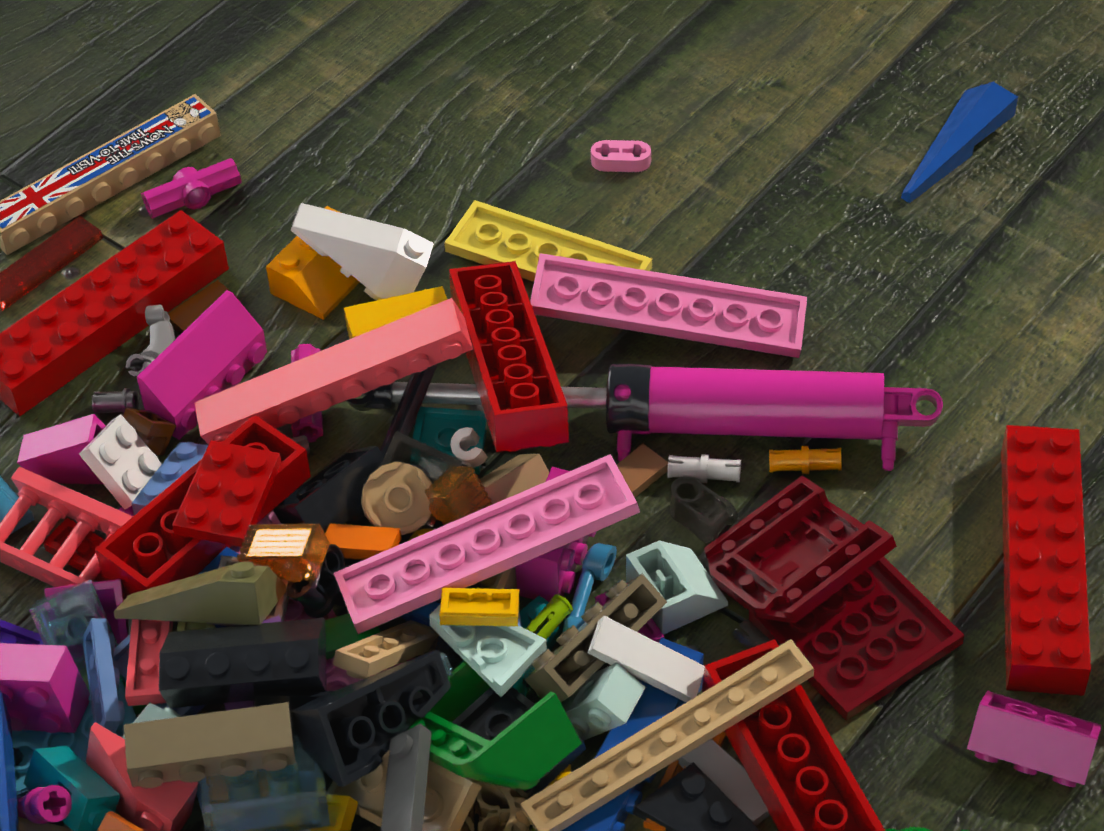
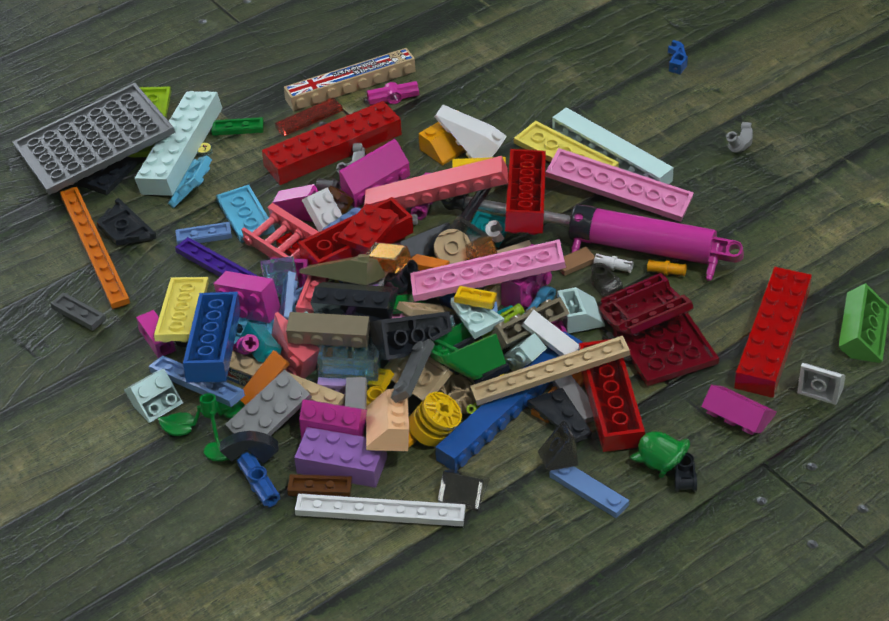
camera: 15 degrees right, 5 degrees down
(621, 156) = (620, 112): bright pink beam -> none
(671, 246) = (599, 139): none -> light aqua brick
(696, 34) = (679, 59): none -> blue piece
(856, 179) = (740, 143): none -> light grey arm
(973, 119) = (818, 121): blue wedge -> none

